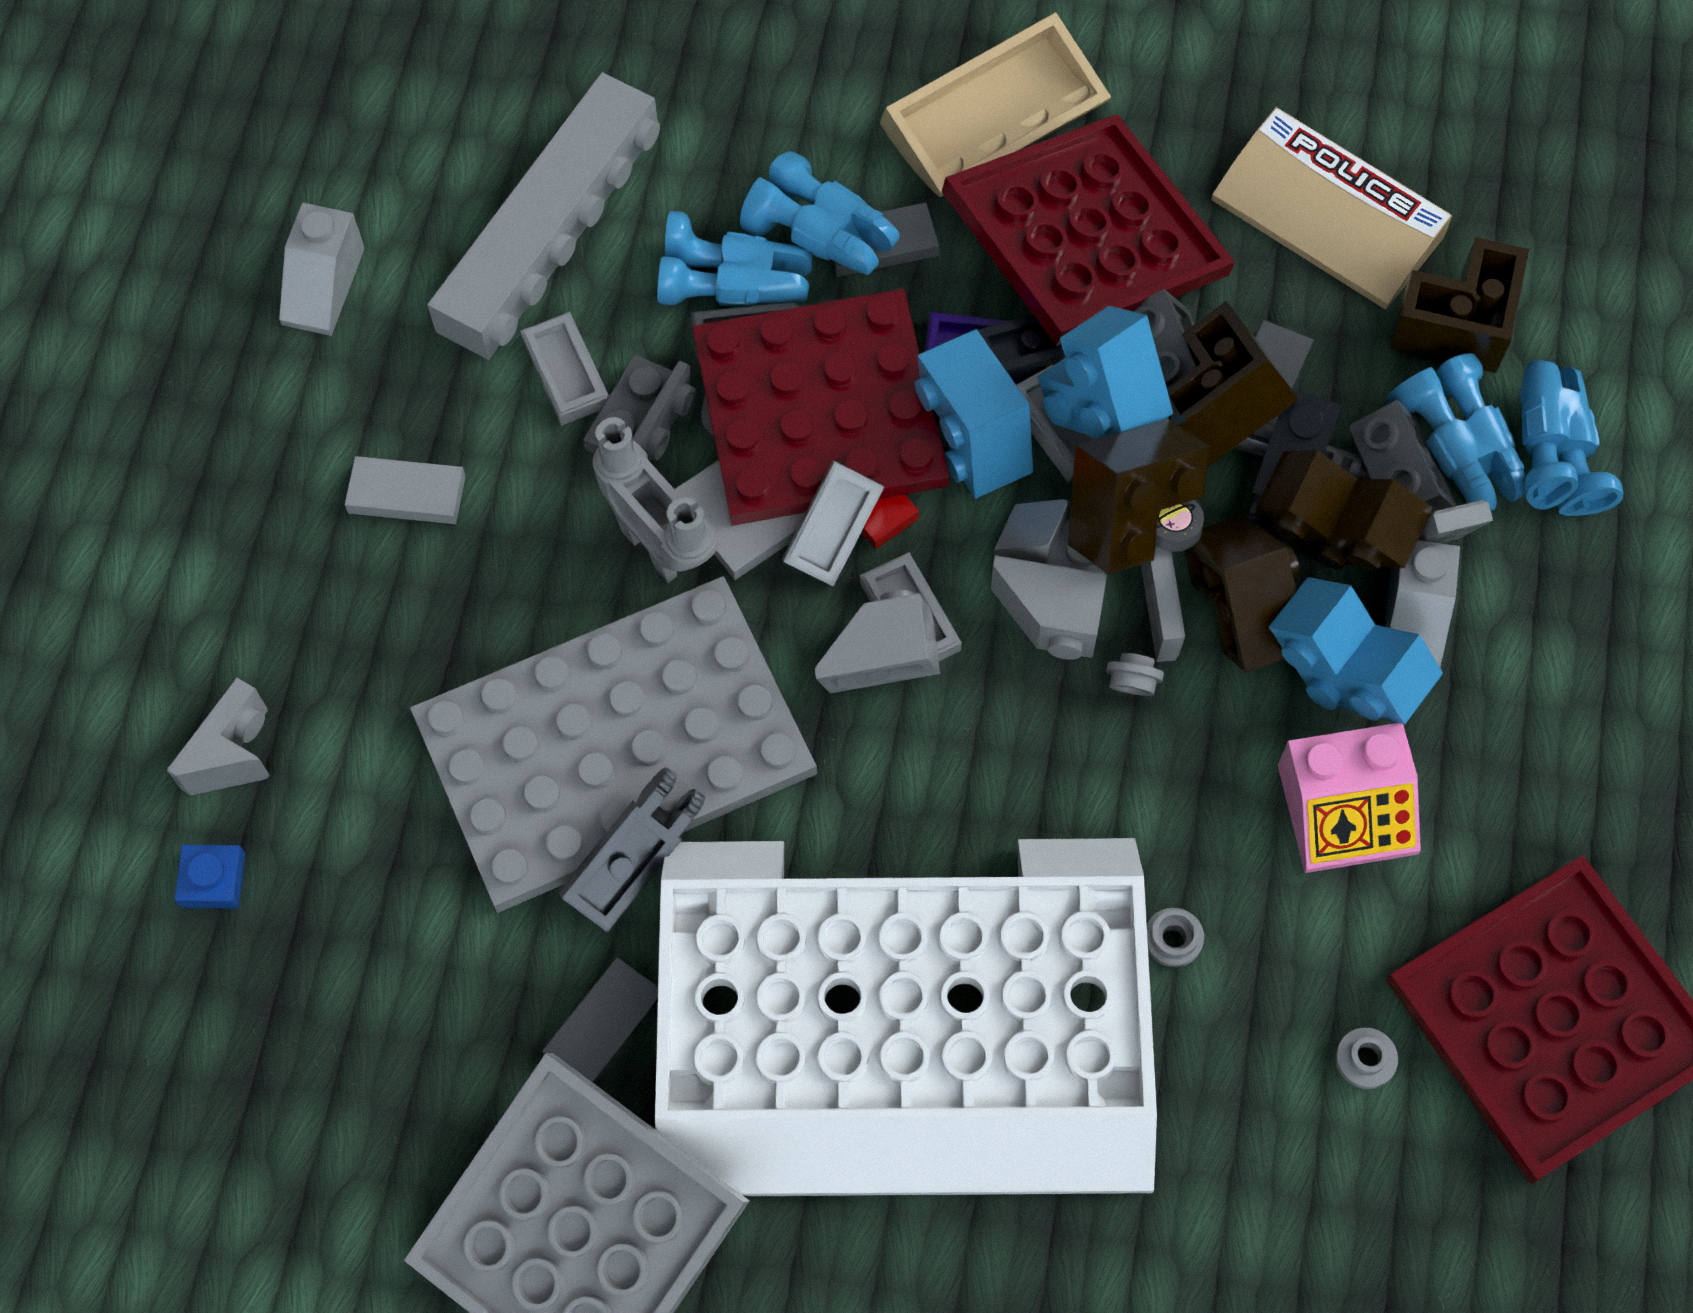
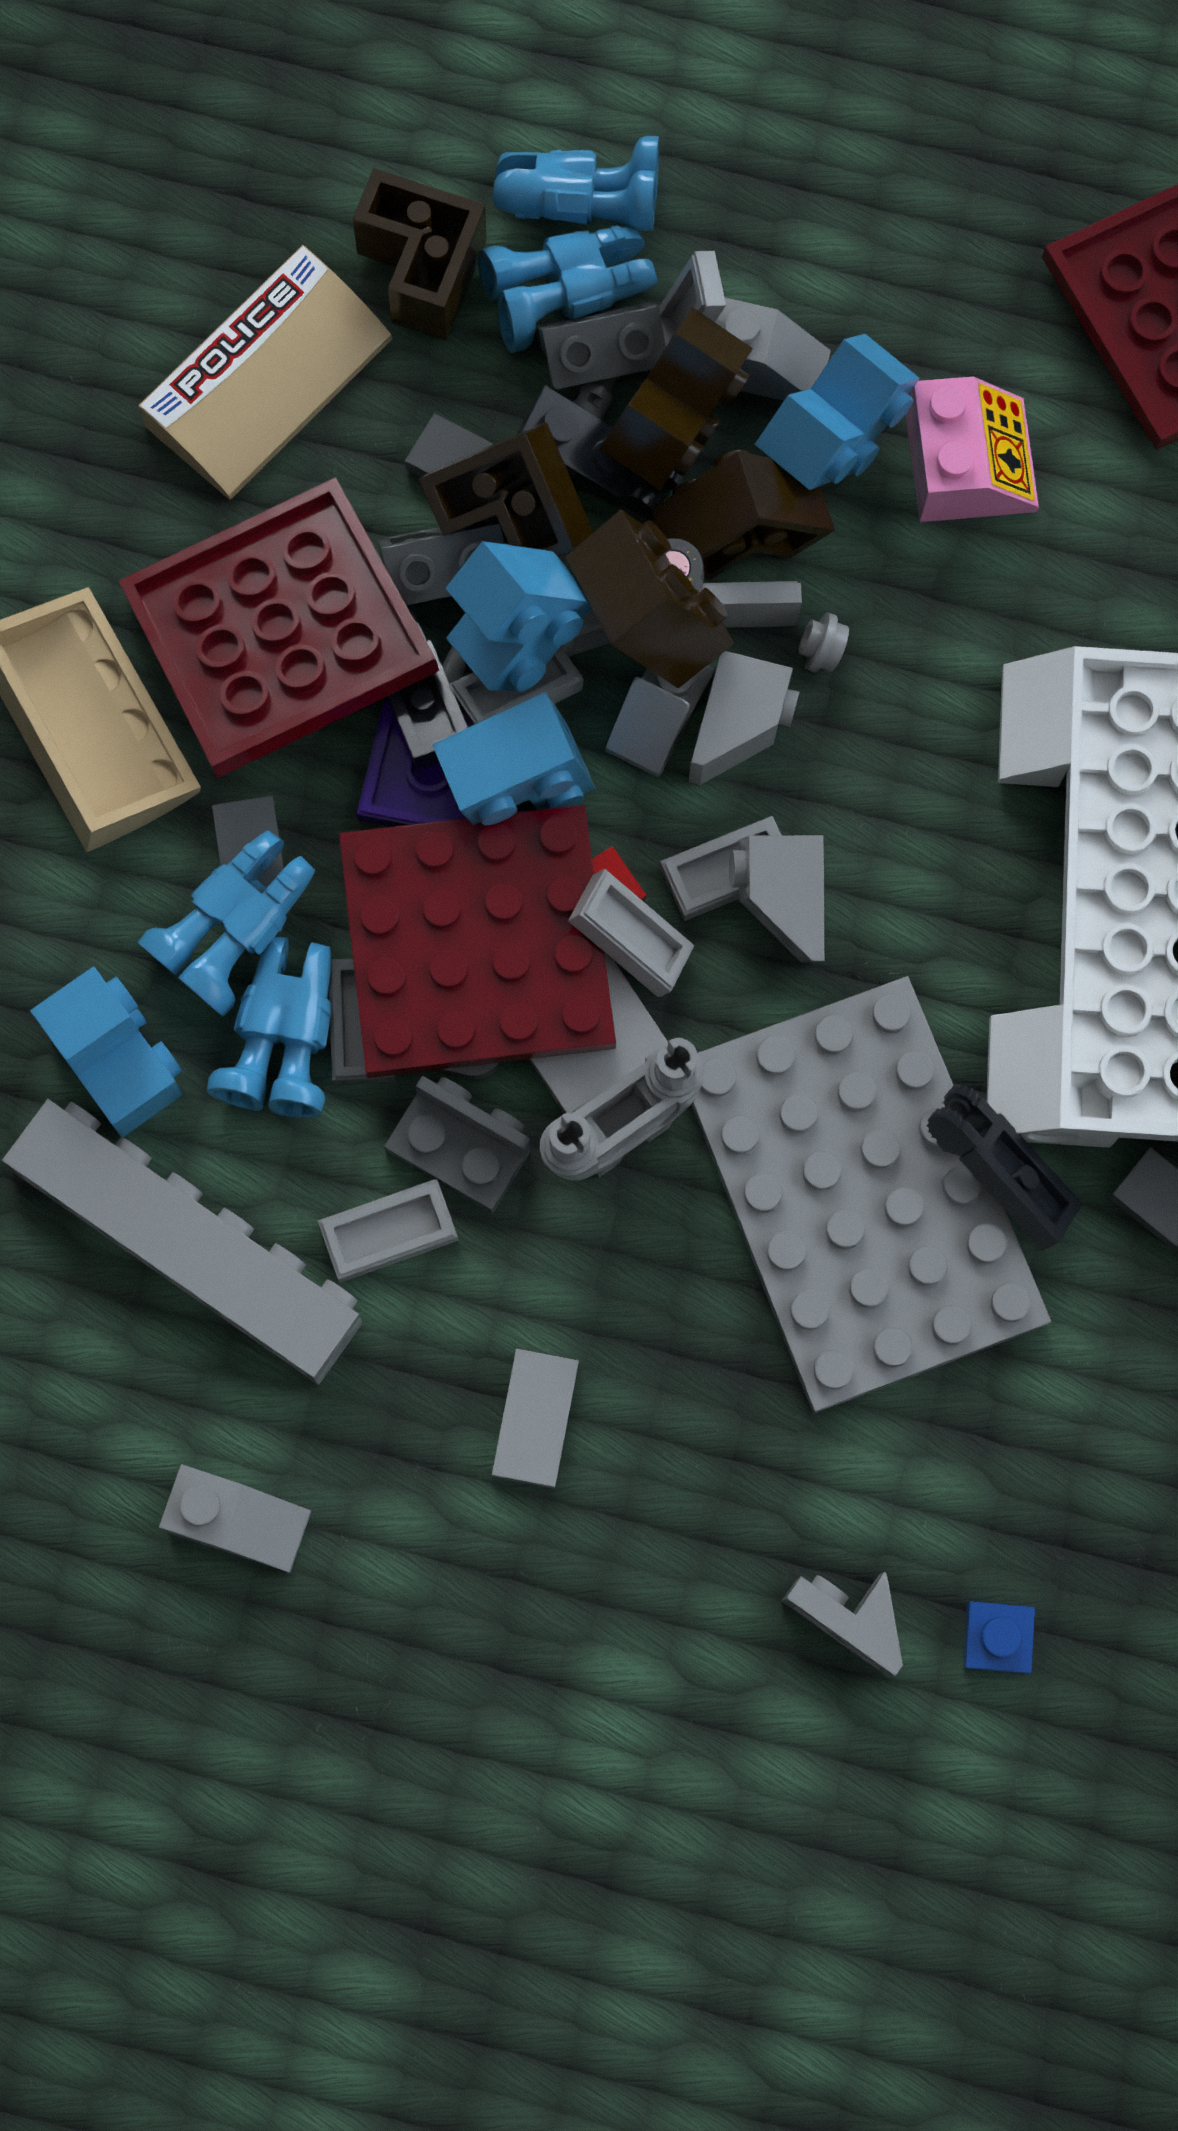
camera: 90 degrees left, 10 degrees up
(704, 140) = (100, 1040): none -> dark azure brick
(1186, 925) = (1108, 624): light grey plate -> none

